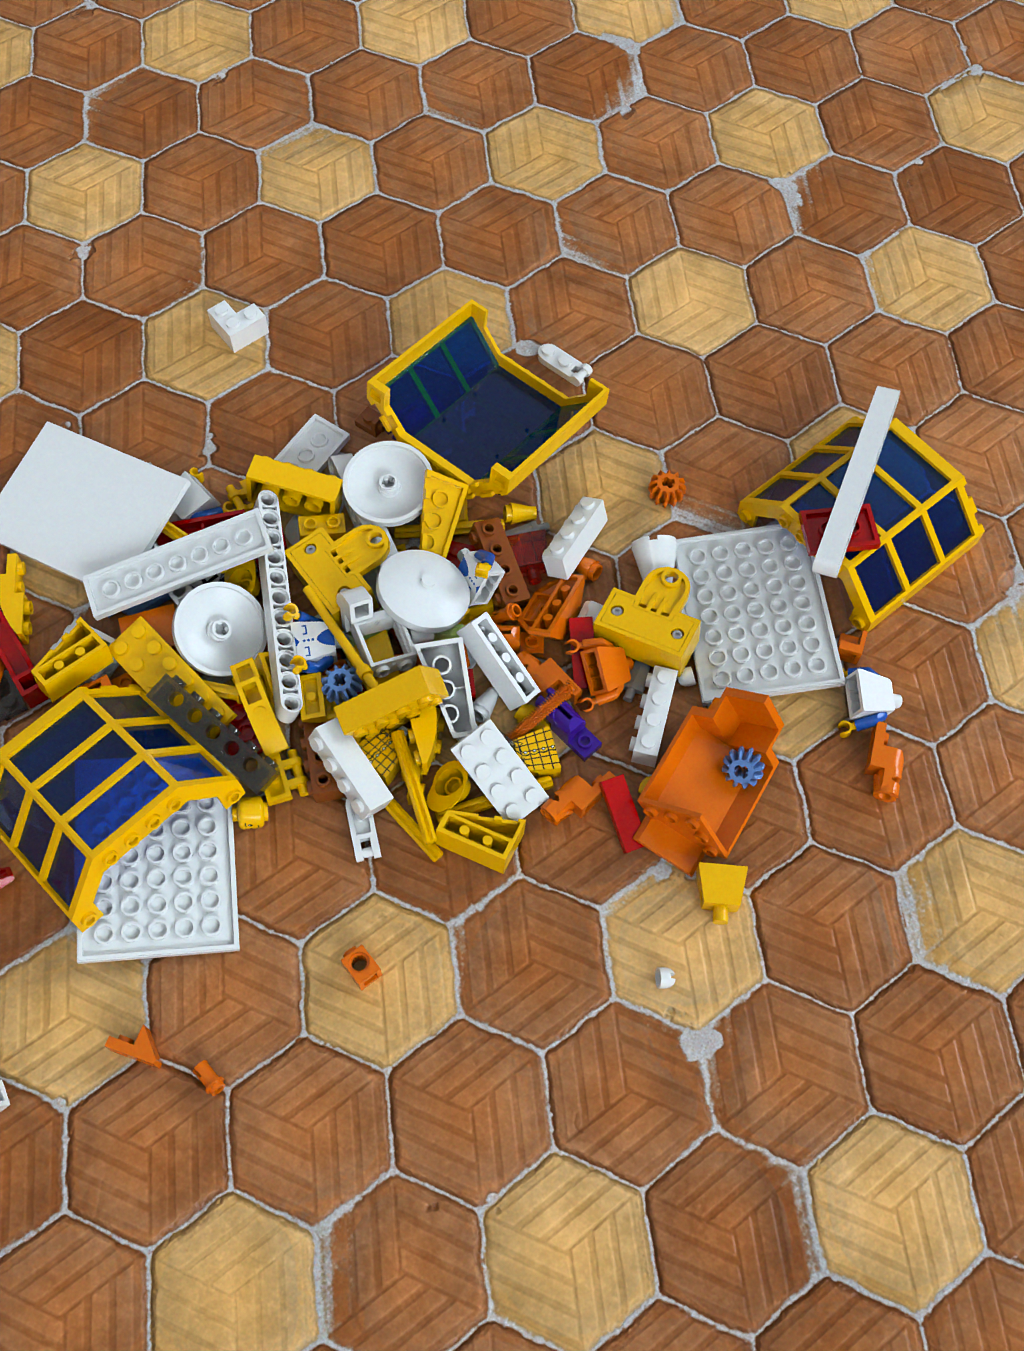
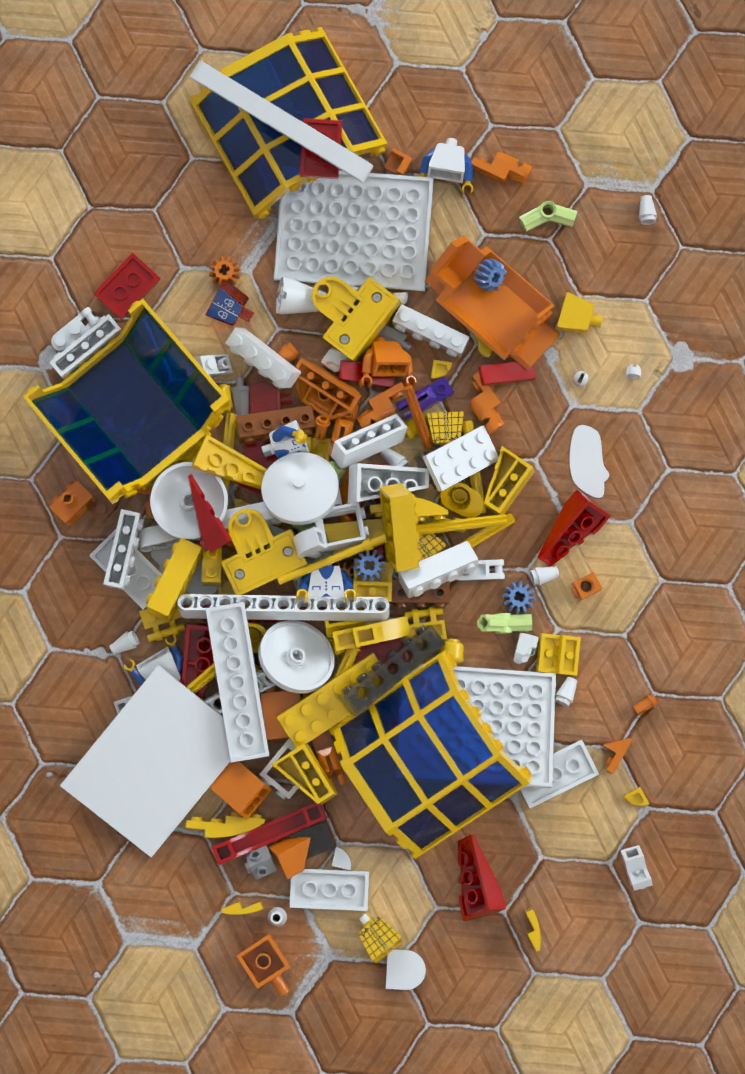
camera: 75 degrees left, 20 degrees up
(55, 602) = (240, 788): none -> orange brick
(78, 1091) = (636, 797): none -> yellow tile
(109, 987) = (570, 768): none -> white plate
(213, 966) = (566, 692): none -> white cone
(222, 466) = (125, 642): none -> white cone
(265, 948) = (558, 654): none -> yellow slope
(268, 901) = (525, 647): none -> white rock
(296, 869) = (505, 623): none -> yellowish green piece
(321, 435) = (123, 548): none -> white brick
(326, 889) = (517, 603): none -> medium blue gear
(355, 378) = (72, 503): none -> orange brick
(361, 501) = (210, 528): none -> red wedge
(368, 908) = (542, 575): none -> white cone
(444, 936) = (575, 522): none -> red wedge
(531, 941) = (587, 461): none -> white sticker
(546, 367) = (84, 347): none -> white brick
(553, 492) = (215, 364): none -> white slope
(610, 738) = (440, 369): none -> yellow tile
(629, 401) = (126, 285): none -> red plate
(629, 494) = (229, 305): none -> torso
(637, 915) = (577, 375): none -> white hinge
(845, 842) = (536, 216): none -> yellowish green piece
(885, 956) = (647, 211): none -> white cone

